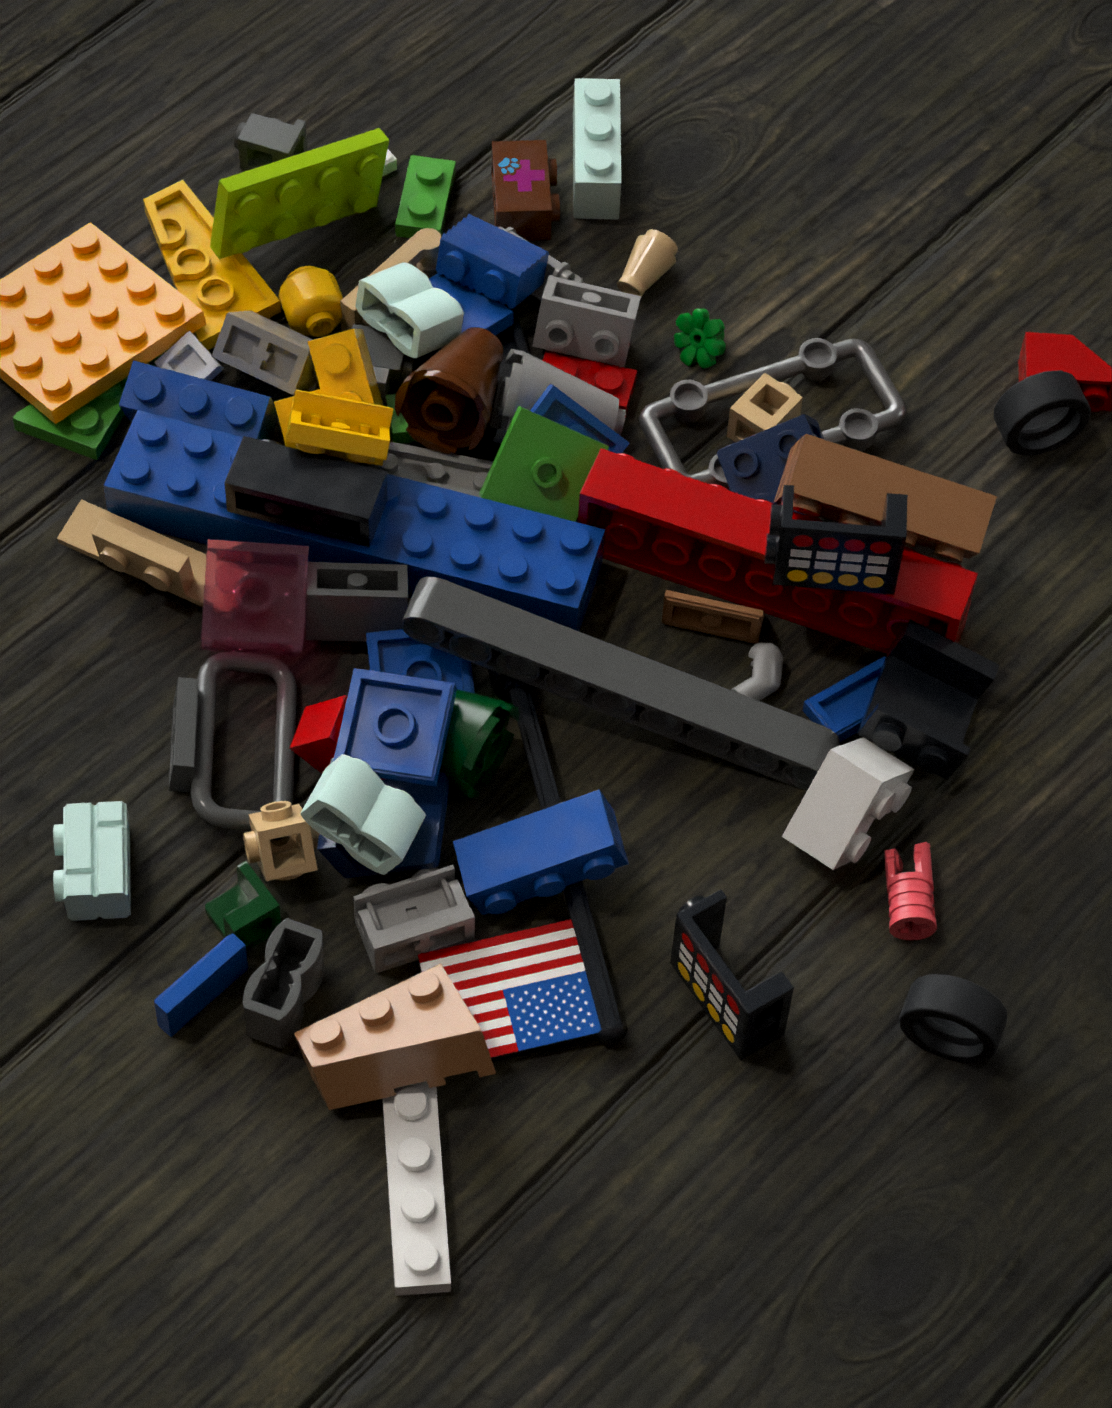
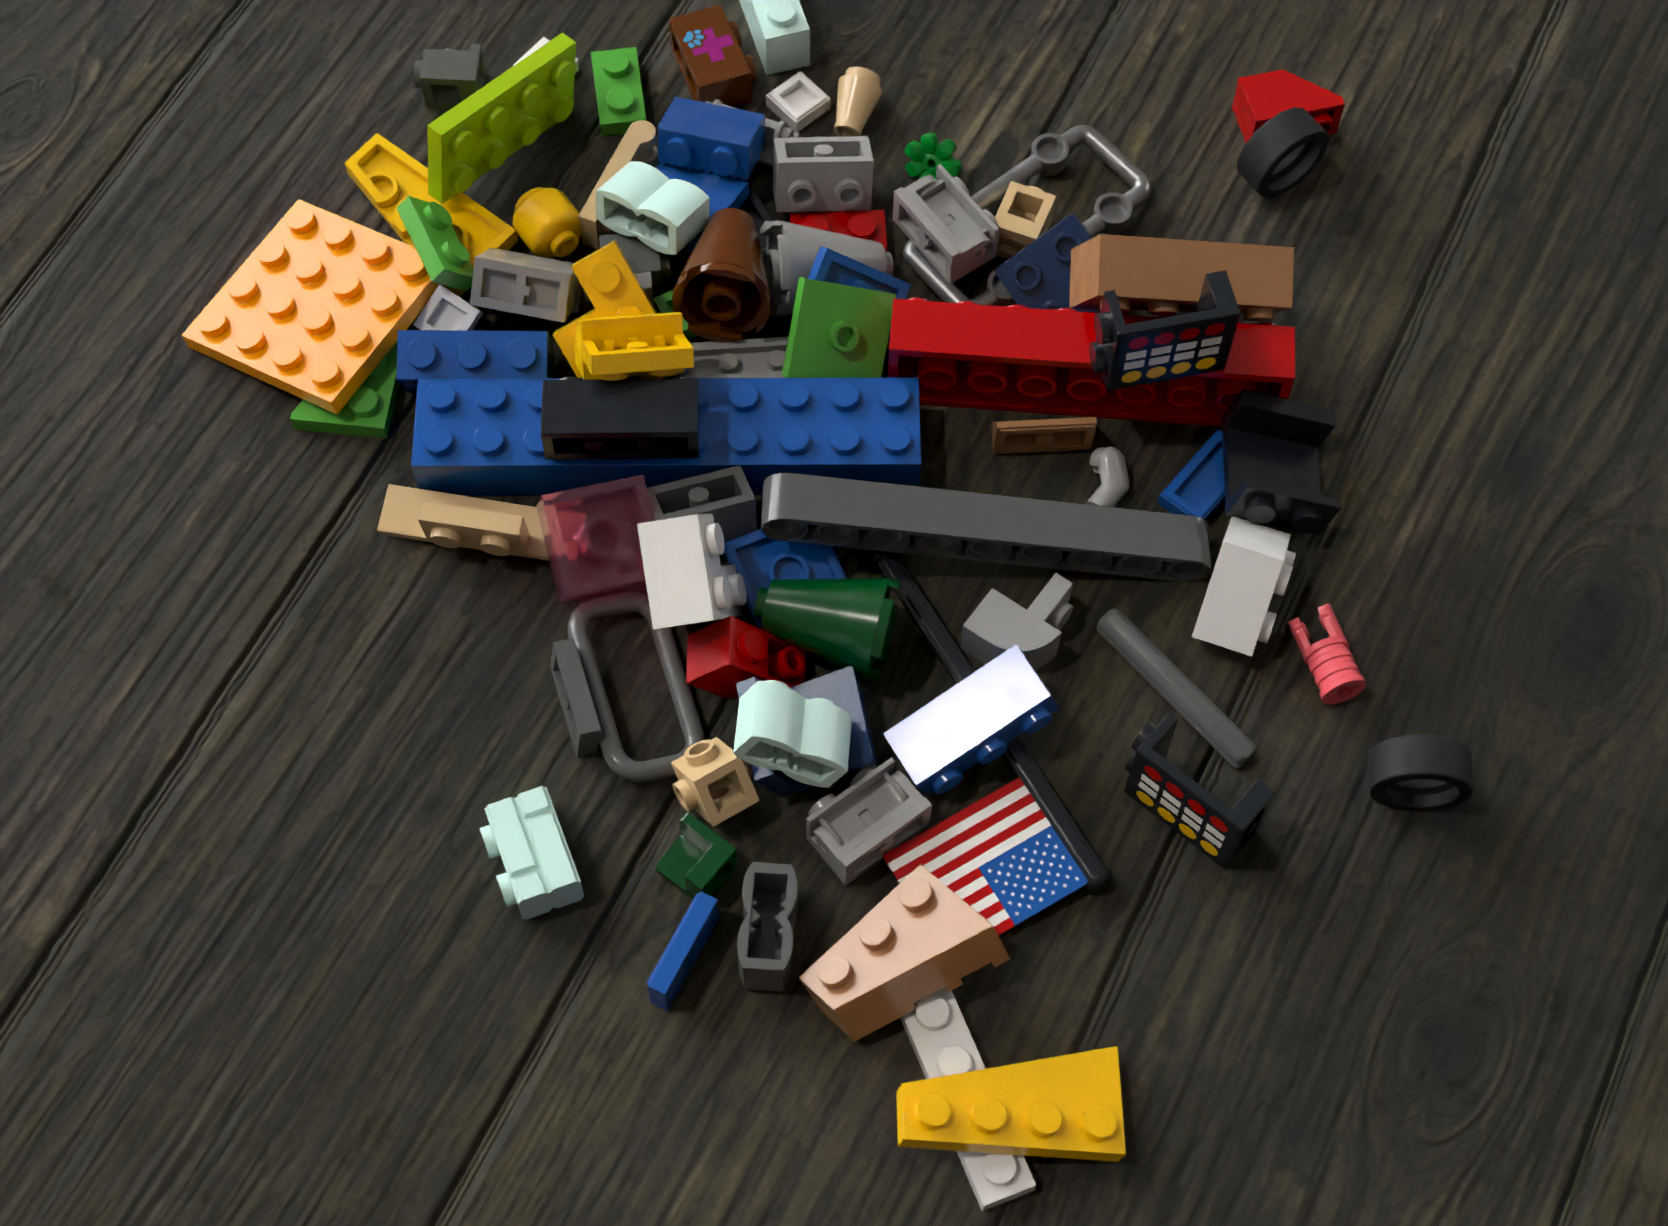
camera: 15 degrees left, 5 degrees up
(199, 292) = (437, 243): none -> bright green plate
(315, 643) = (686, 572): none -> white brick
(397, 725) = (794, 634): blue plate -> none
(465, 1211) = (1026, 1108): none -> yellow wing
(593, 250) = (798, 101): none -> white tile
(626, 789) = (1002, 623): none -> light grey brick
(686, 396) = (946, 224): none -> light grey hinge
(753, 882) = (1176, 688): none -> dark grey axle

